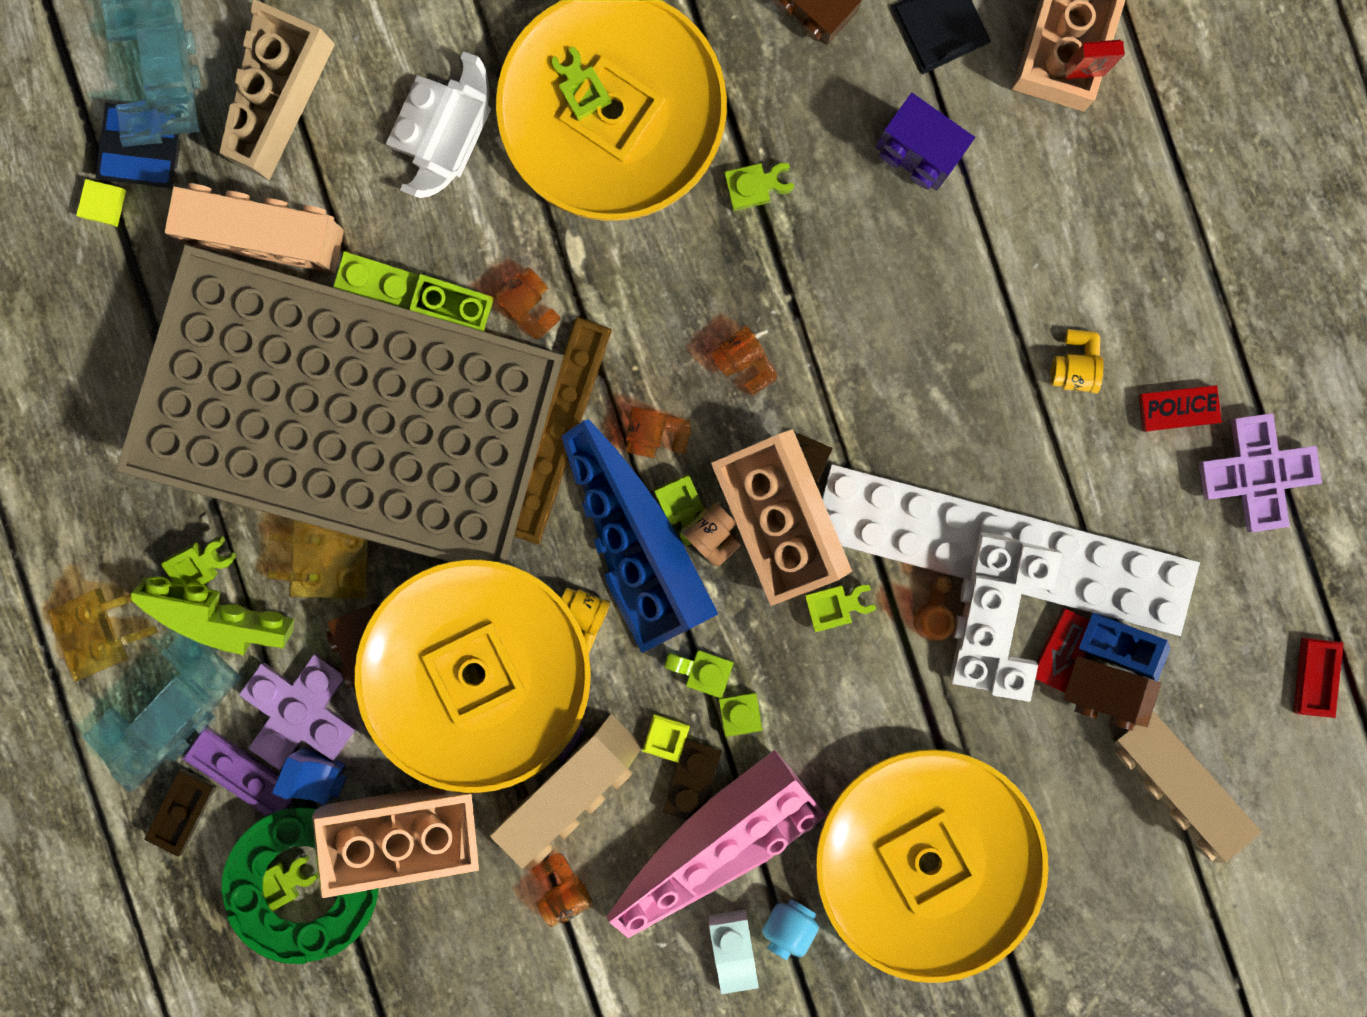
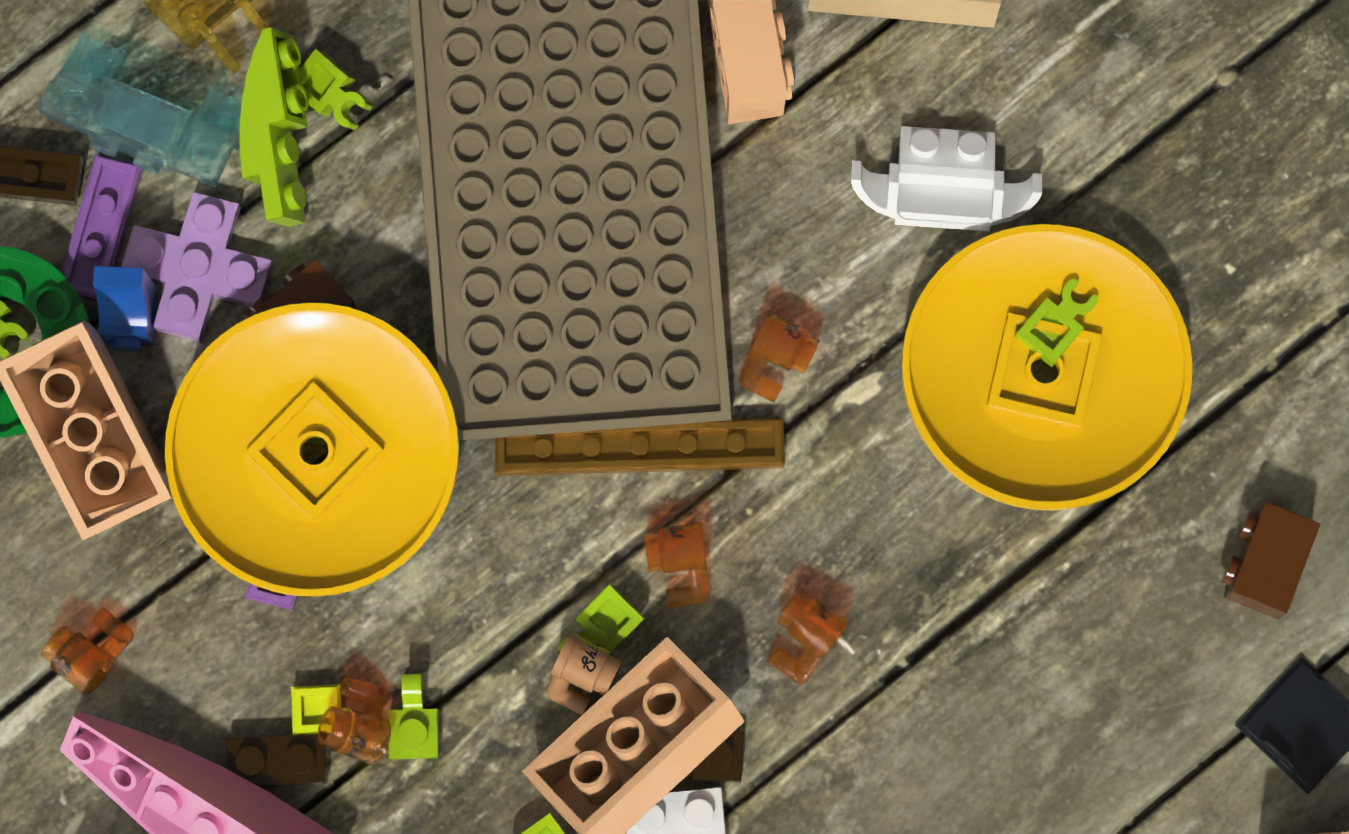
camera: 65 degrees right, 10 degrees down
(323, 563) = (383, 232): clear yellow plate -> none
(413, 291) = (738, 219): lime slope -> none
(567, 793) = (212, 613): tan wedge -> none
(588, 611) = (435, 561): yellow piece -> none
(642, 551) = (522, 608): blue wedge -> none
(694, 718) = (356, 732): none -> clear orange piece
(740, 714) = (377, 790): lime plate -> none
(751, 186) = (1018, 568): lime plate -> none
(923, 143) = (1147, 750): dark purple brick -> none

